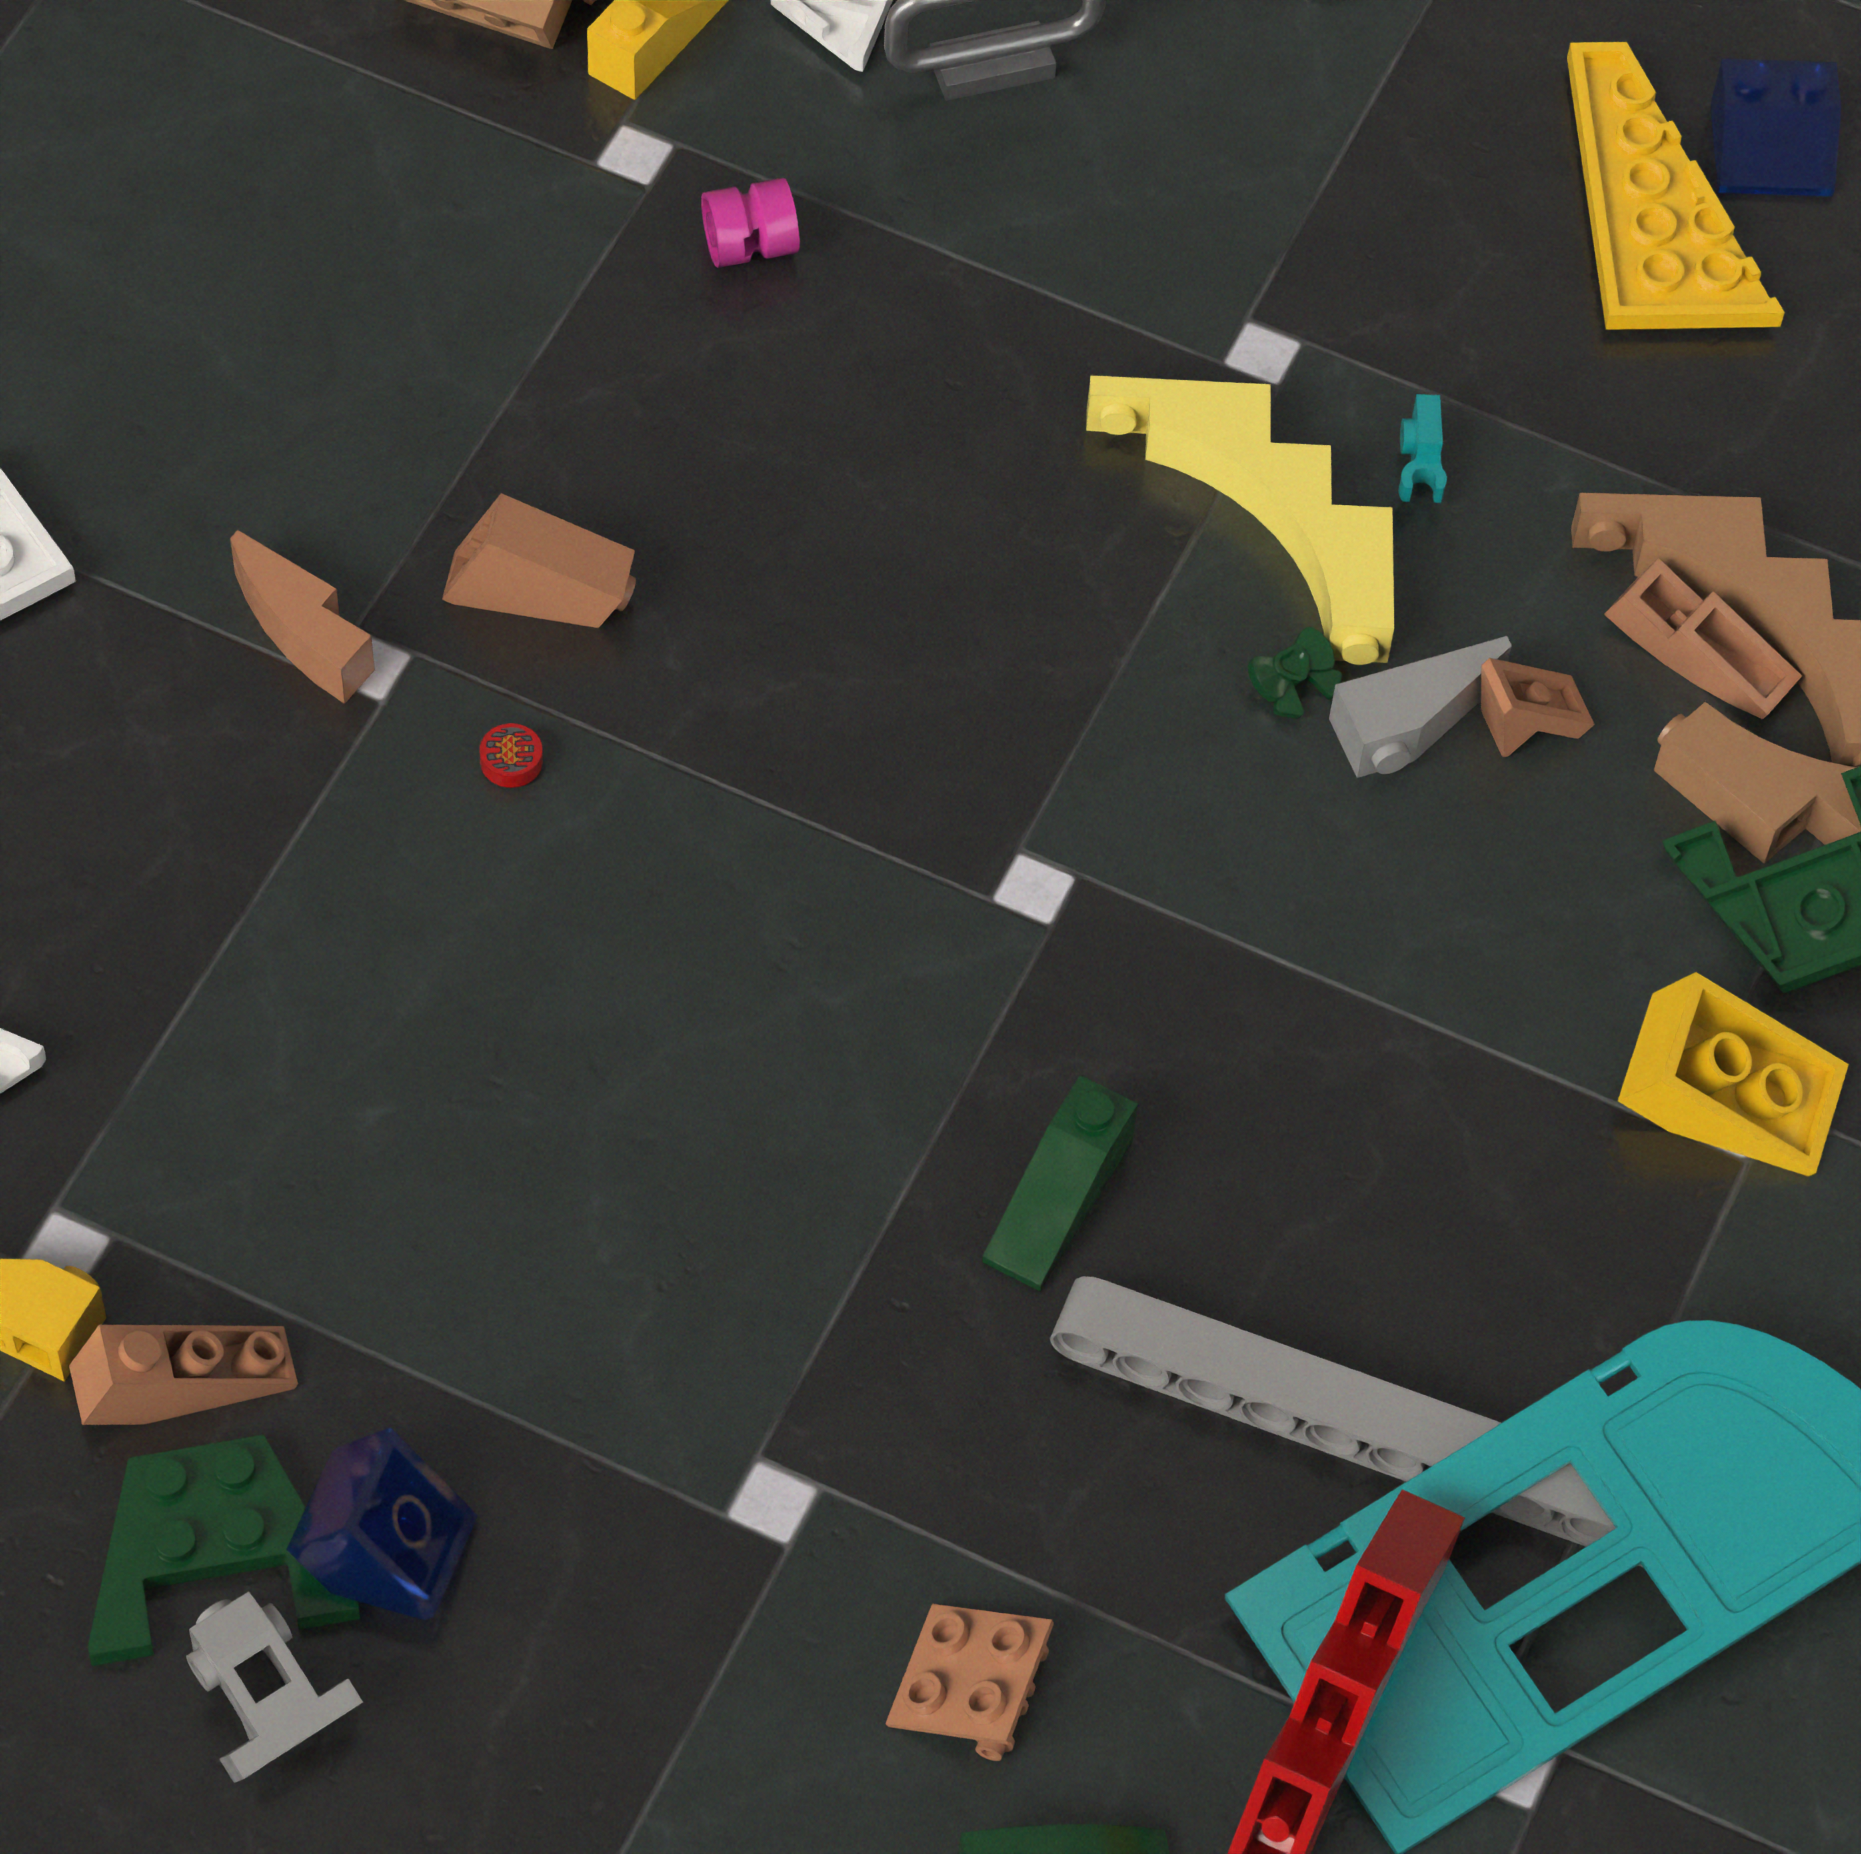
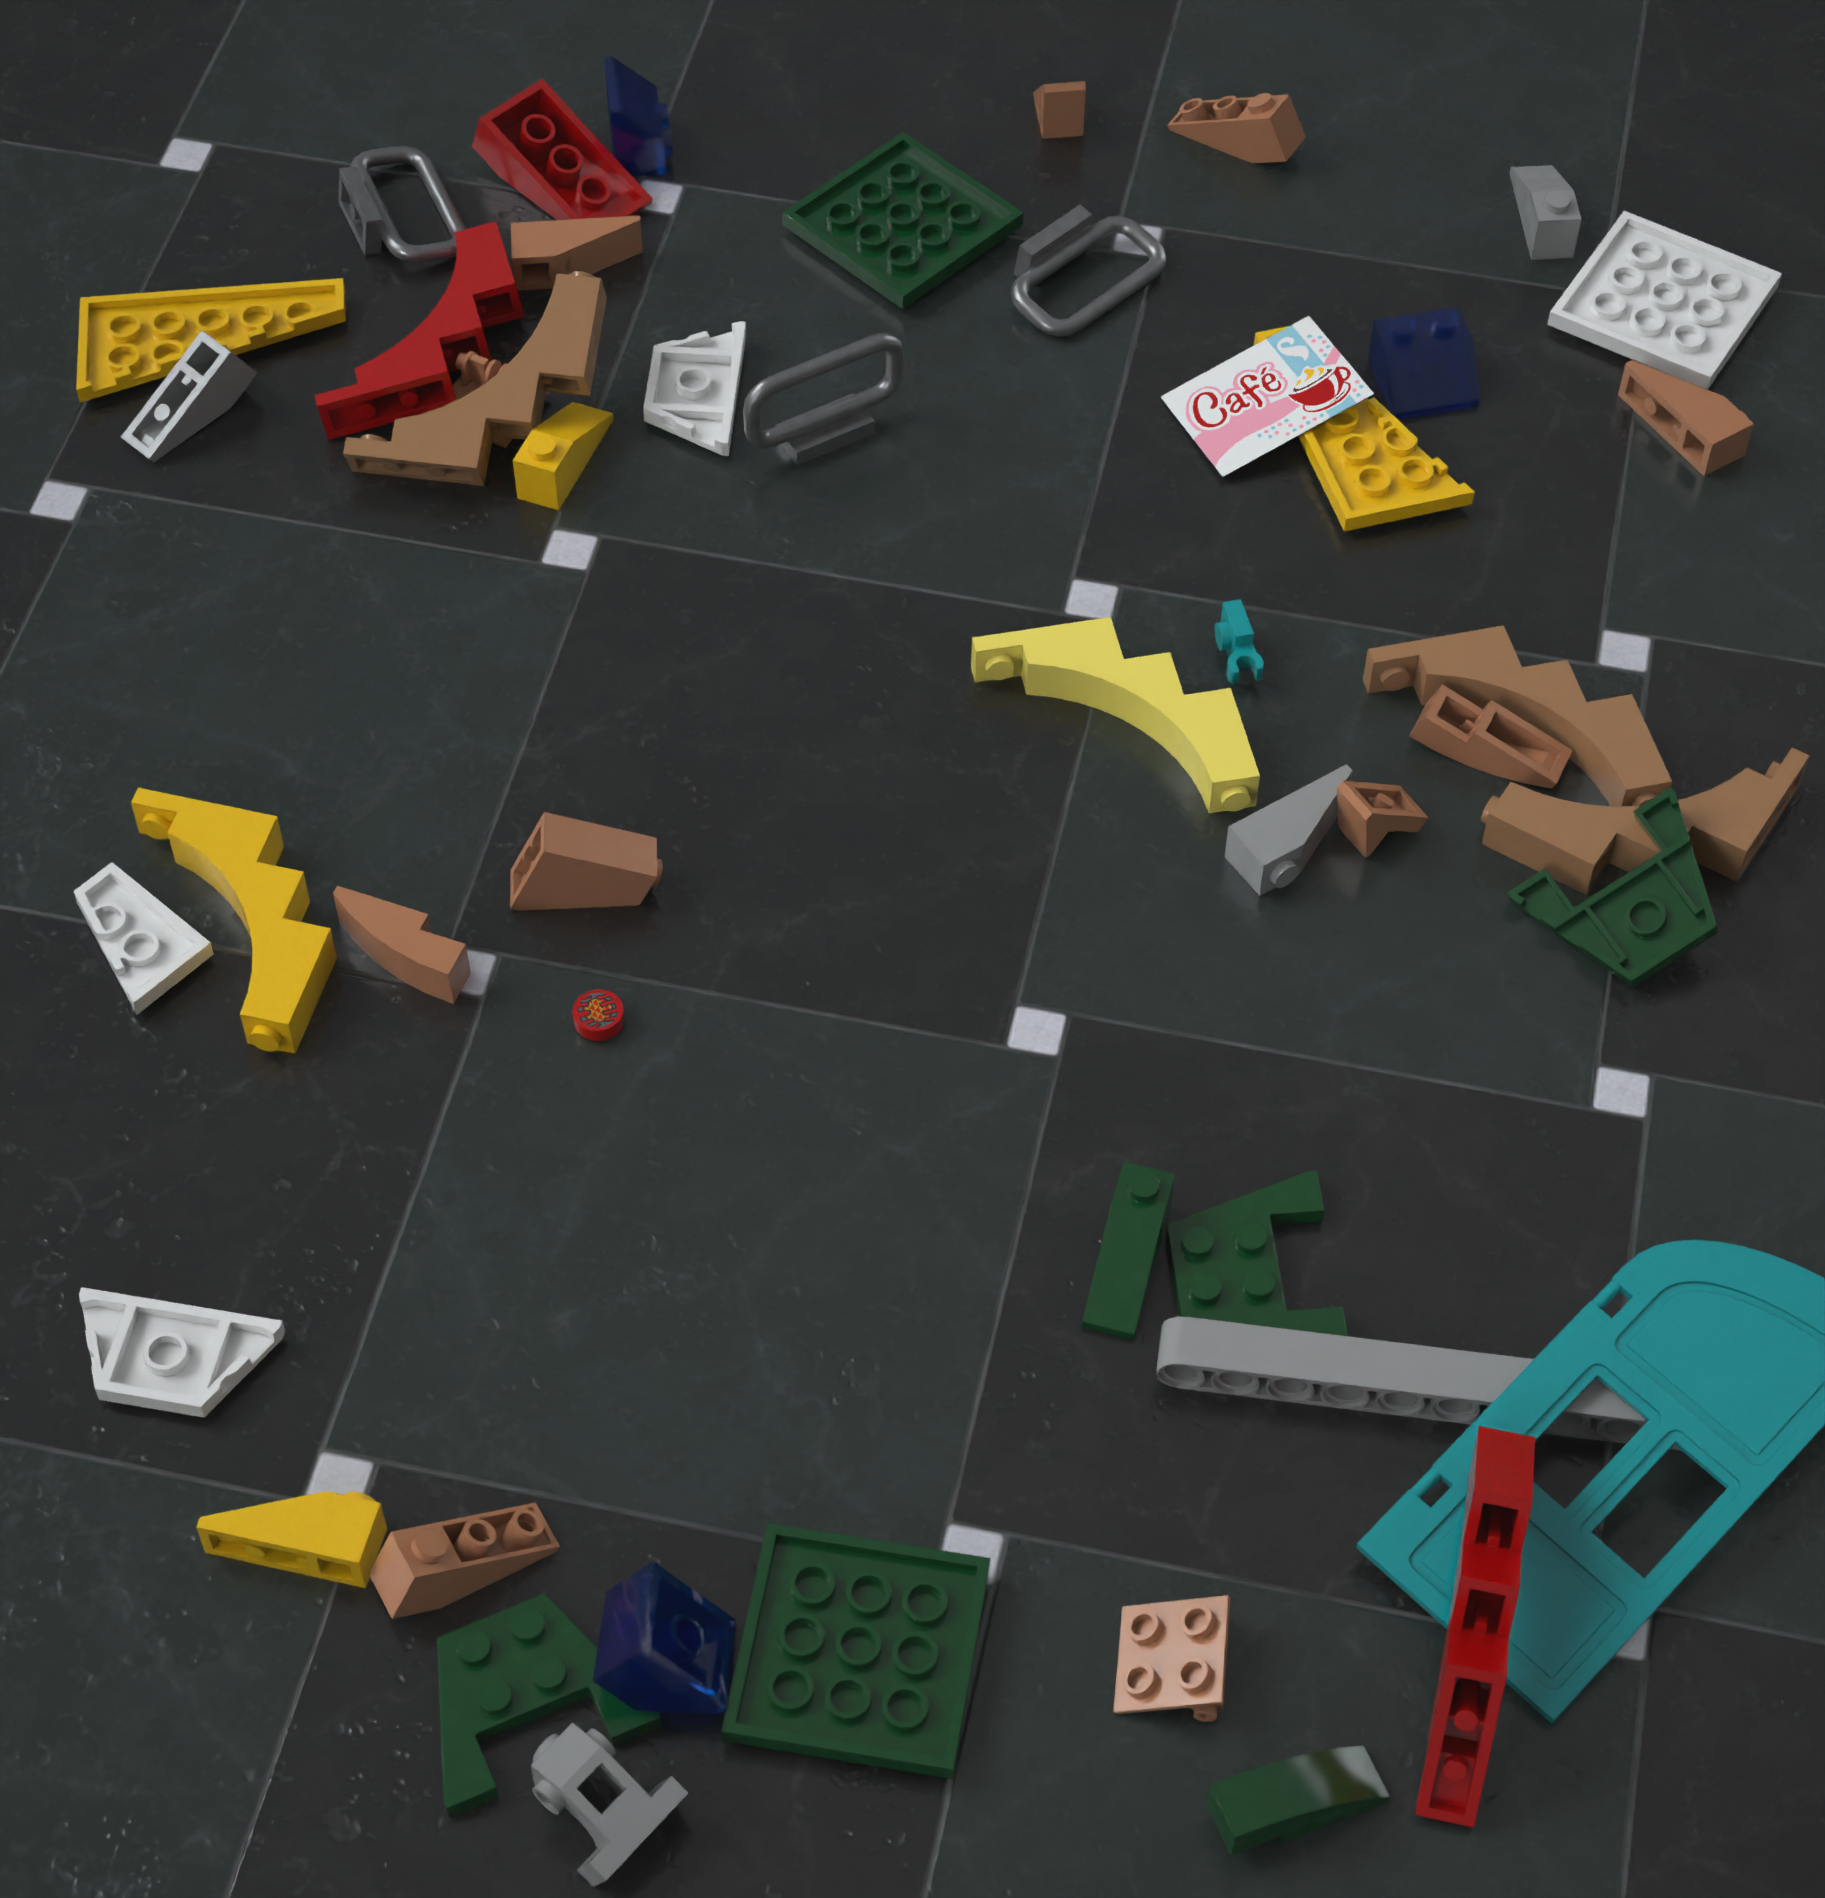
camera: 10 degrees left, 5 degrees down
(132, 467) = (239, 857): none -> yellow arch
(607, 1583) = (857, 1650): none -> dark green plate
(750, 222) = (675, 579): dark pink wheel -> none
(1180, 1222) = (1229, 1263): none -> dark green wing
(1307, 658) = (1197, 814): dark green piece -> none
(1559, 130) = (1266, 396): none -> sticker
(1732, 1077) = (1617, 1056): yellow slope -> none

